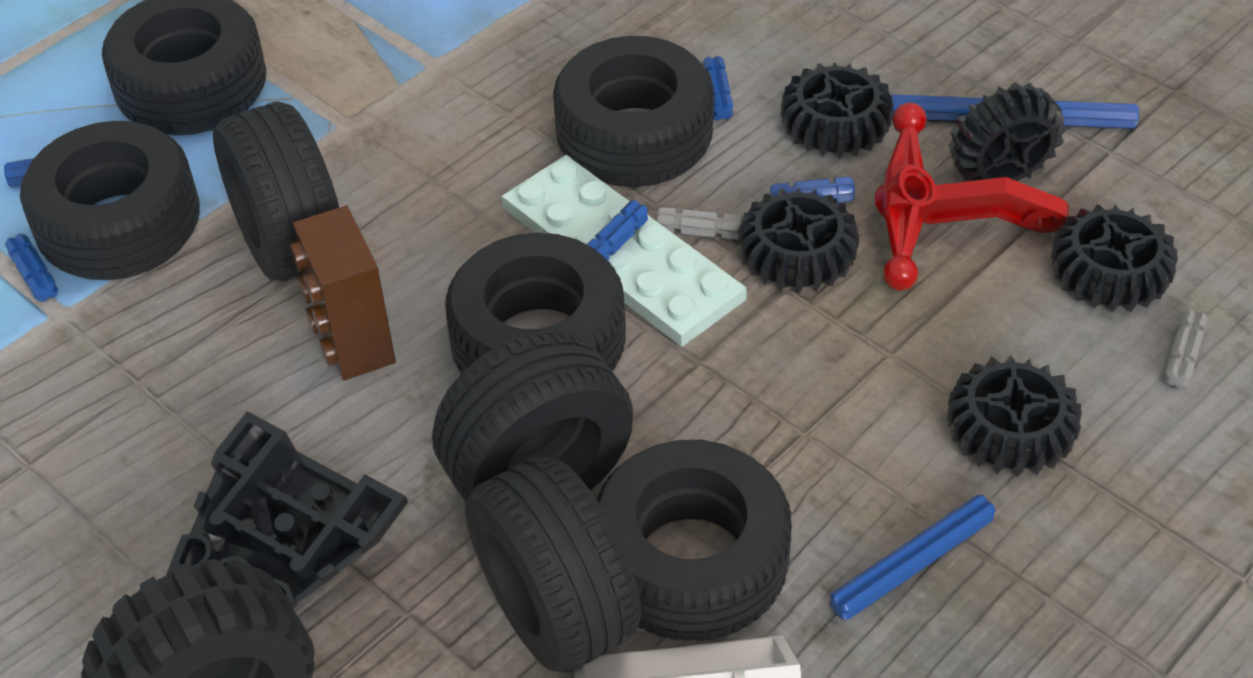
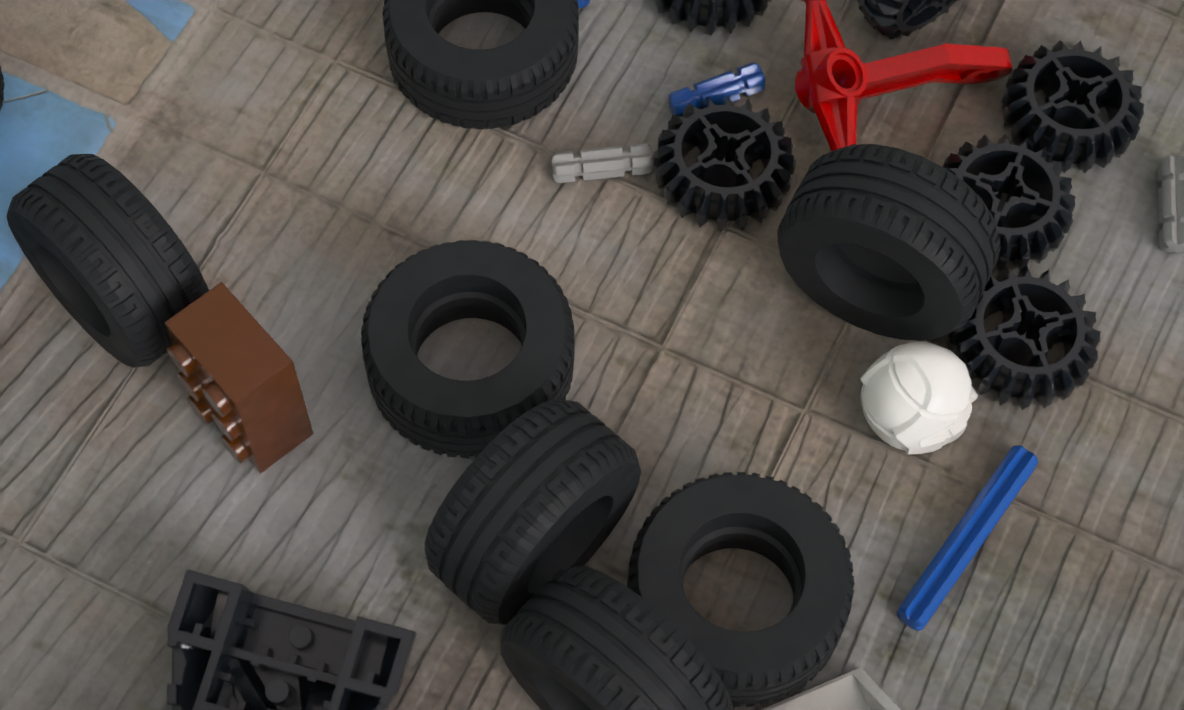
camera: 20 degrees left, 15 degrees up
(619, 229) = (521, 206): blue axle -> none
(658, 271) = (490, 194): light aqua plate -> none
(895, 427) = (917, 397): none -> white helmet
(905, 303) = (889, 242): none -> black tyre
(1028, 313) = (1036, 202): none -> black gear

